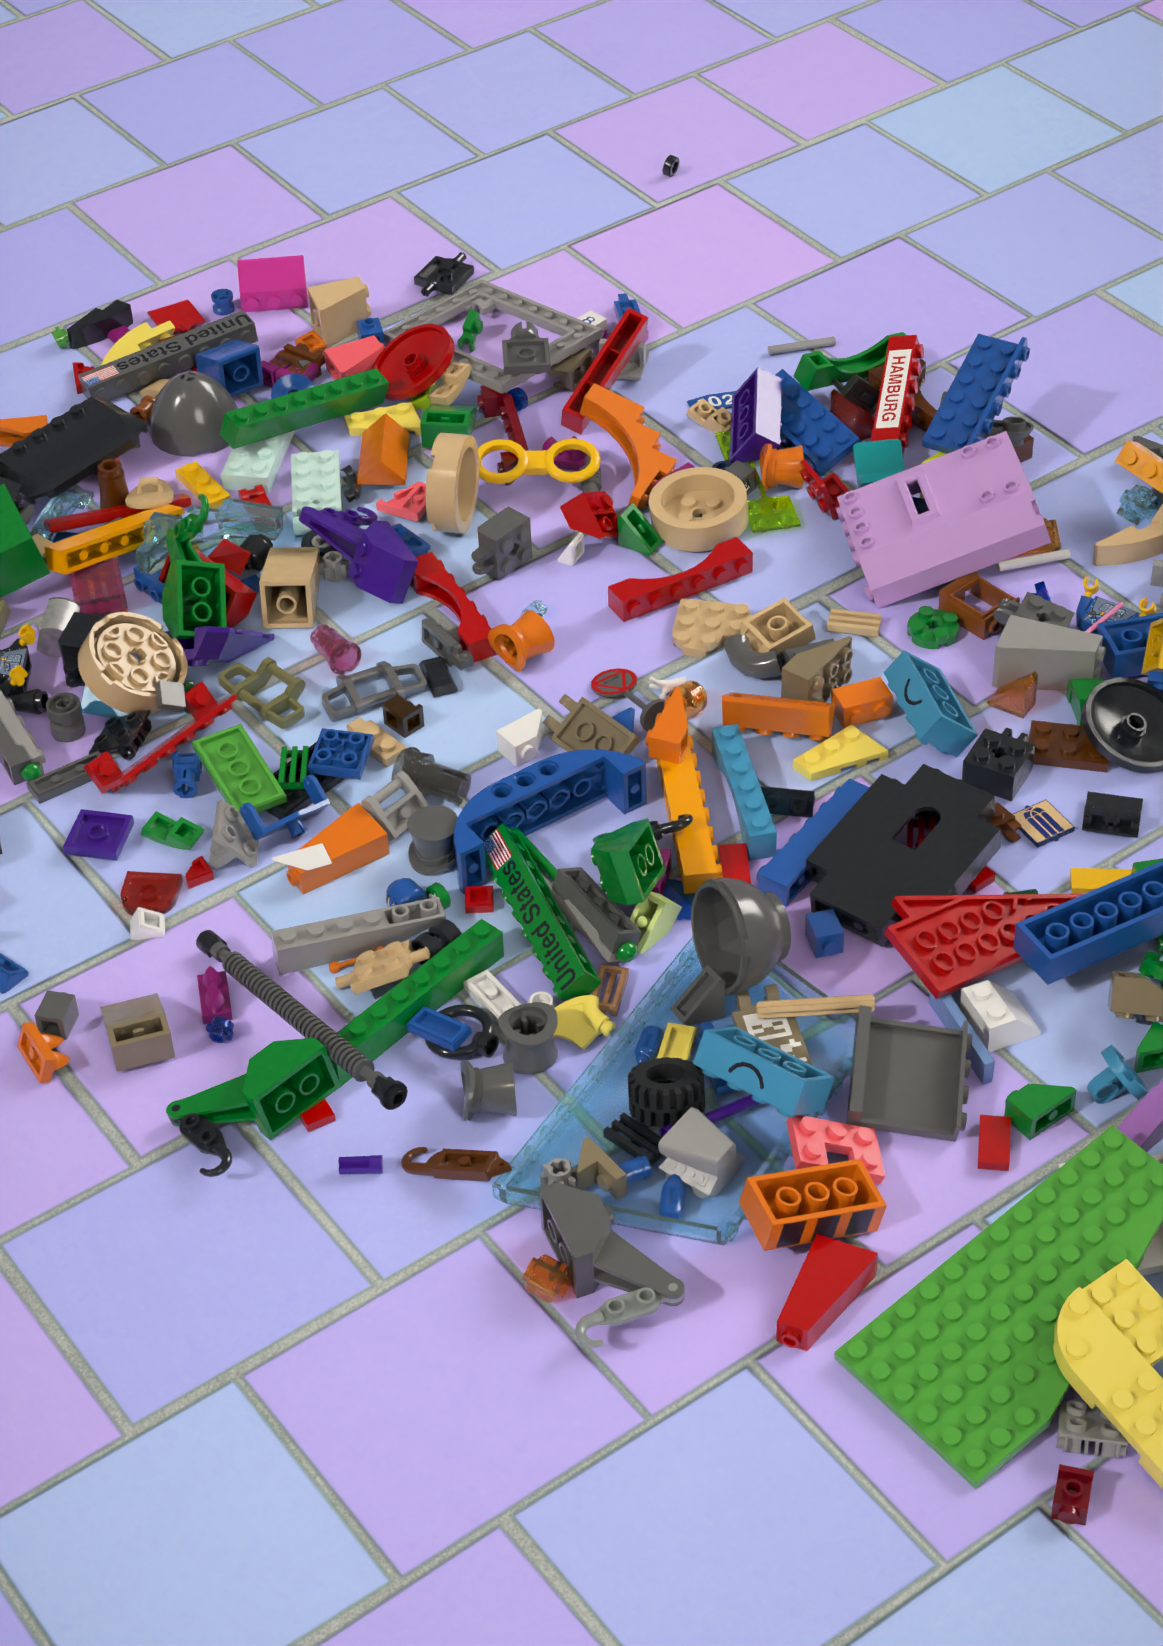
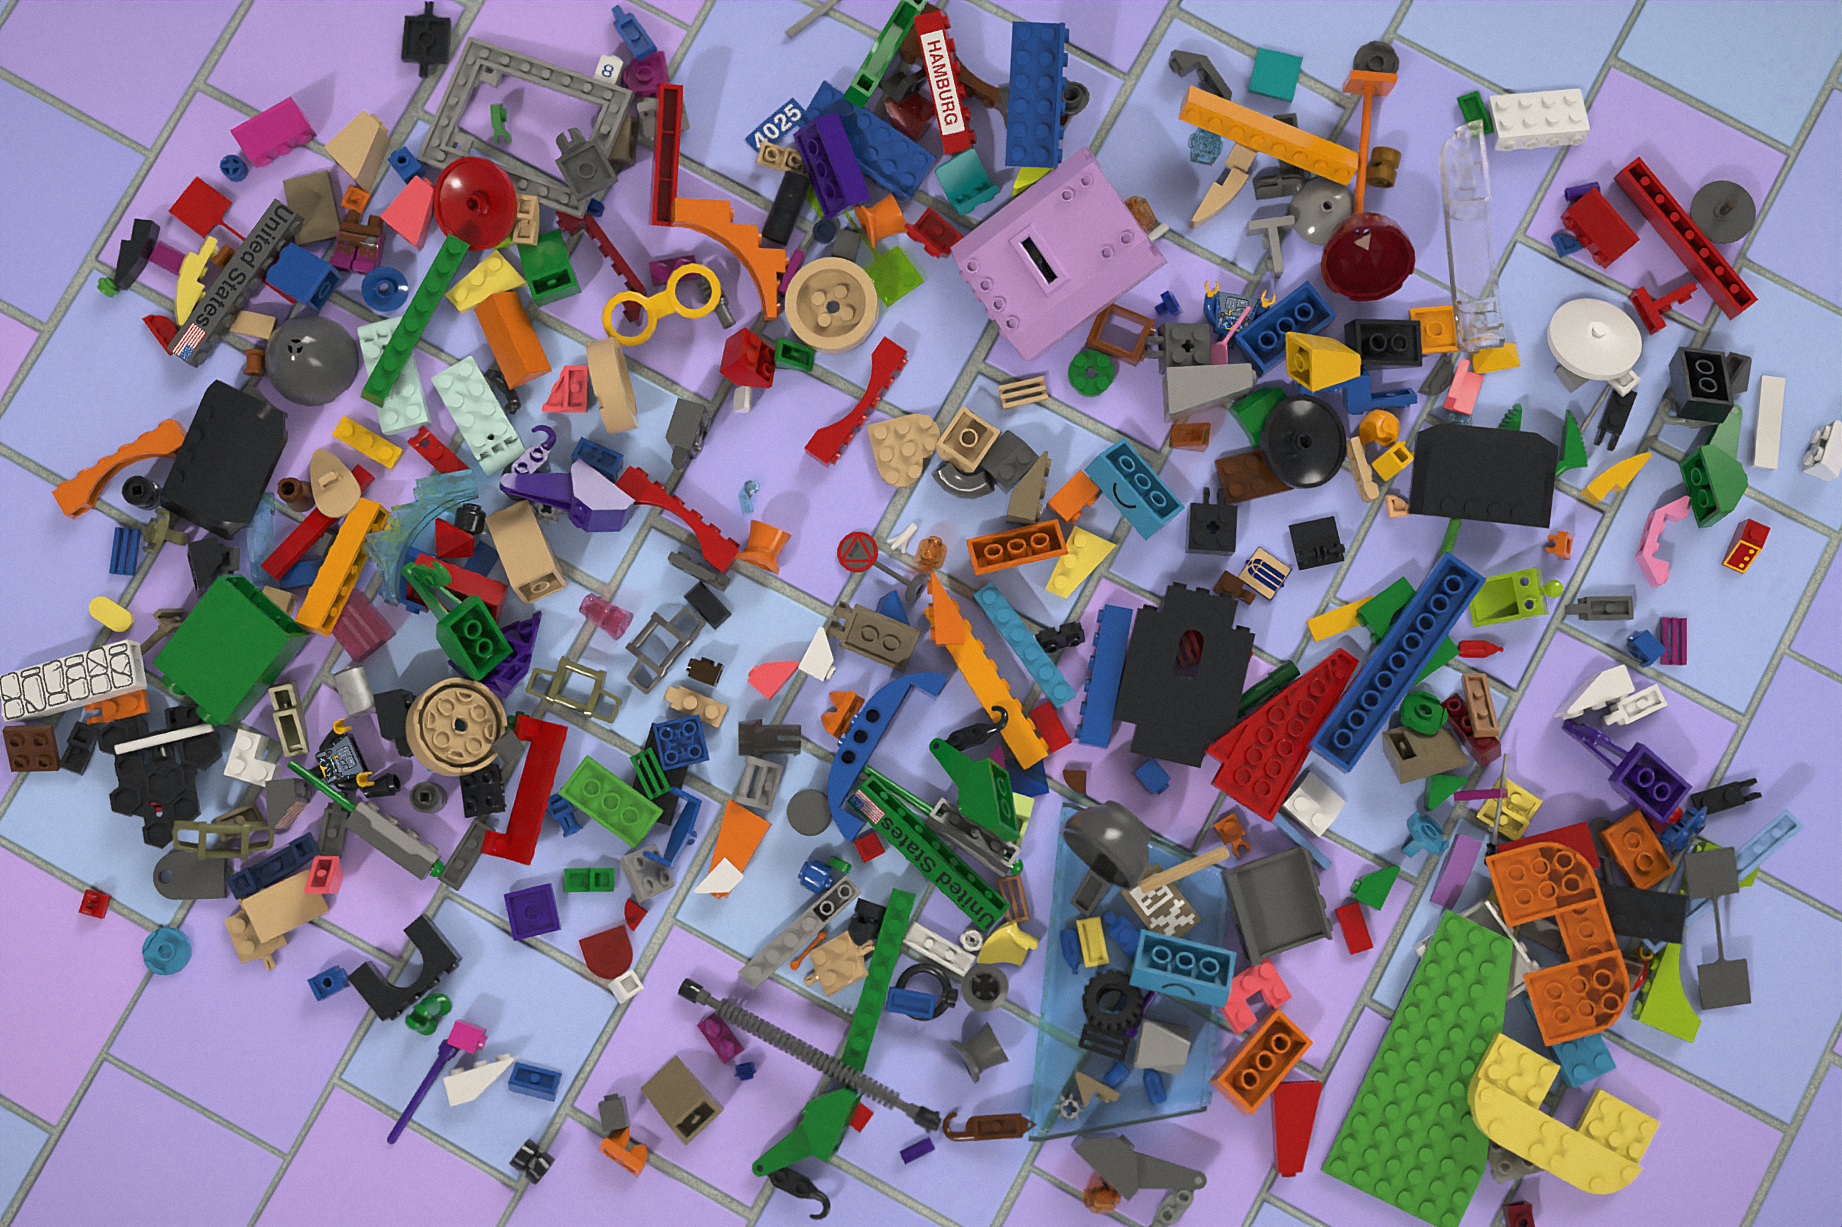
camera: 25 degrees left, 40 degrees up
(274, 336) = (315, 201): none -> dark tan tile
(467, 738) = (771, 676): none -> coral slope
(697, 437) = (787, 202): none -> black piece
(890, 1007) = (1229, 831): none -> orange plate

